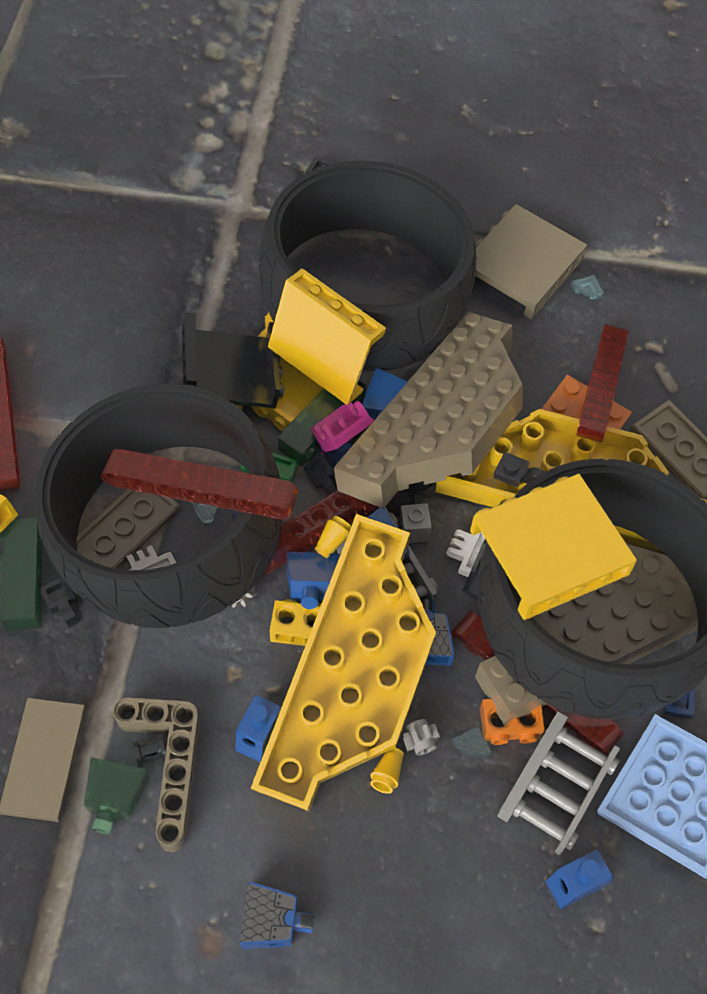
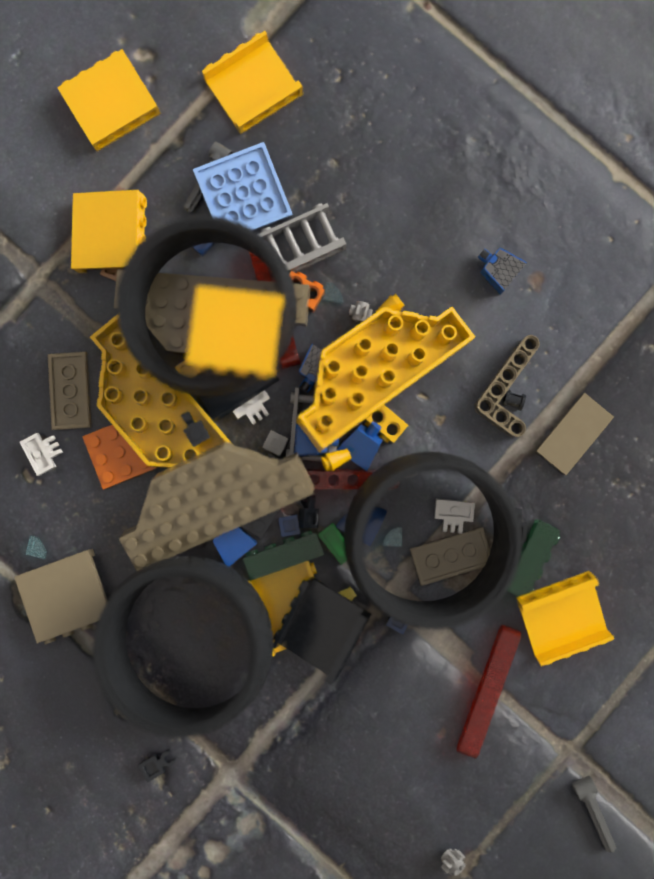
camera: 145 degrees left, 25 degrees up
(113, 792) = (547, 388): clear green torso -> none
(200, 484) = (414, 514): clear red beam -> none
(256, 726) = (445, 374): blue torso -> none
(323, 335) = (257, 593): yellow panel -> none
(341, 426) = (279, 535): dark pink hinge -> none
(581, 878) = (328, 184): blue torso -> none
(602, 384) = (90, 460): clear red beam -> none
(660, 371) = (40, 452): none -> white hinge

